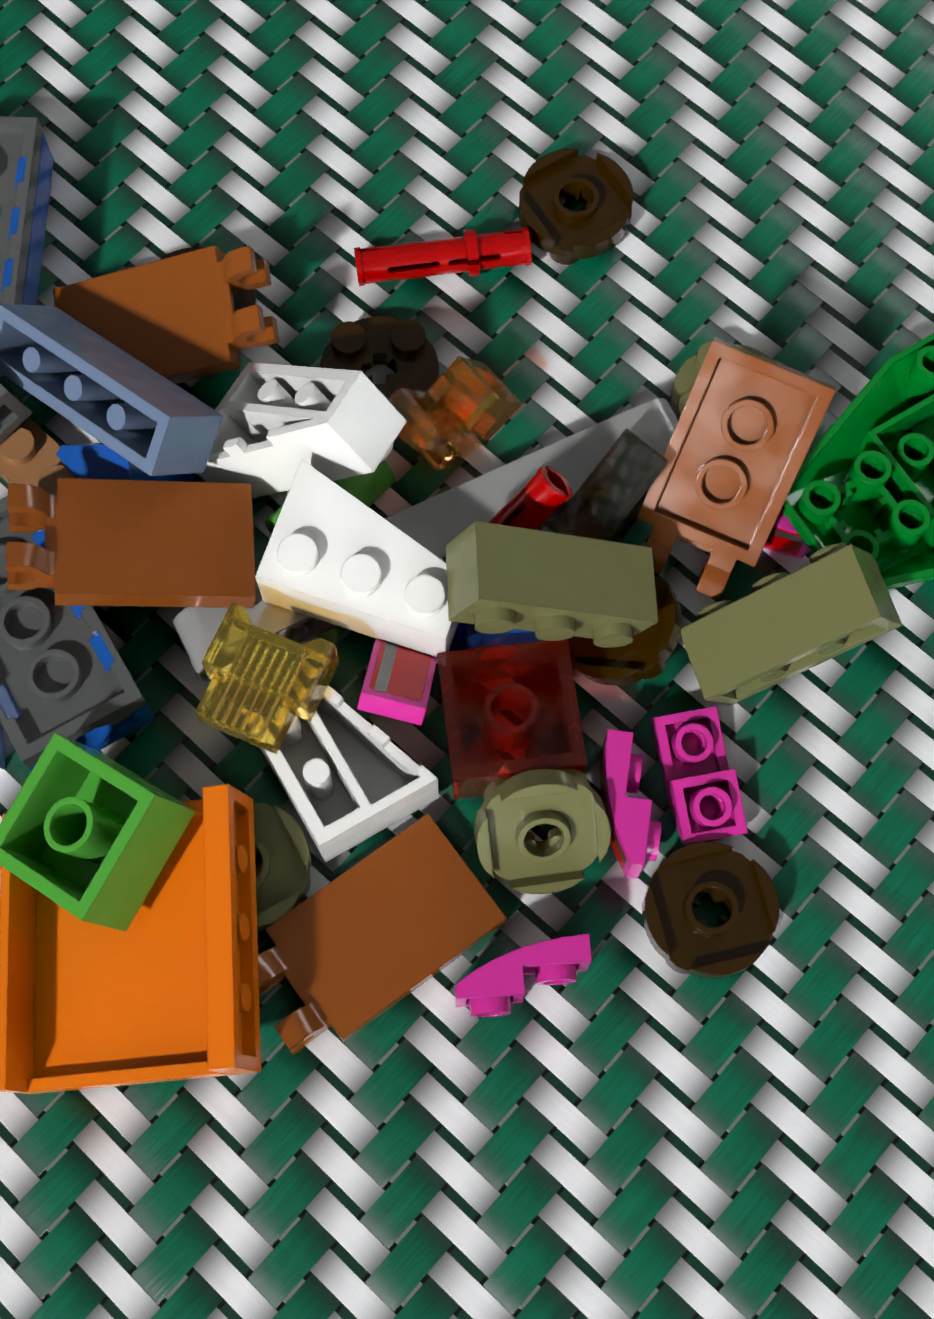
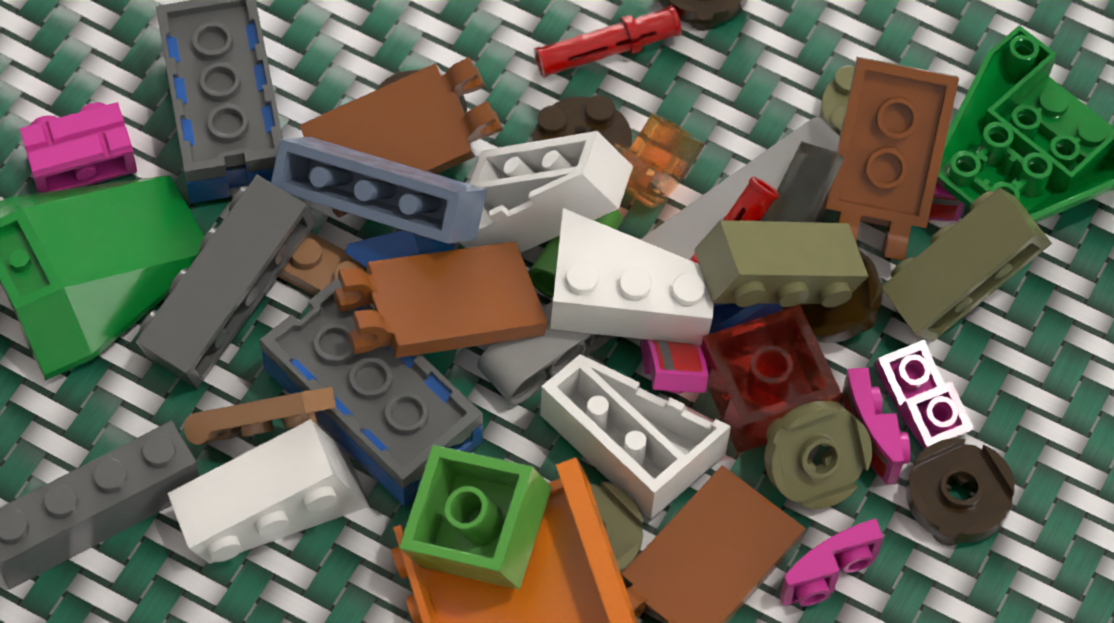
camera: 15 degrees left, 10 degrees down
(262, 680) = (578, 377): clear yellow piece -> none

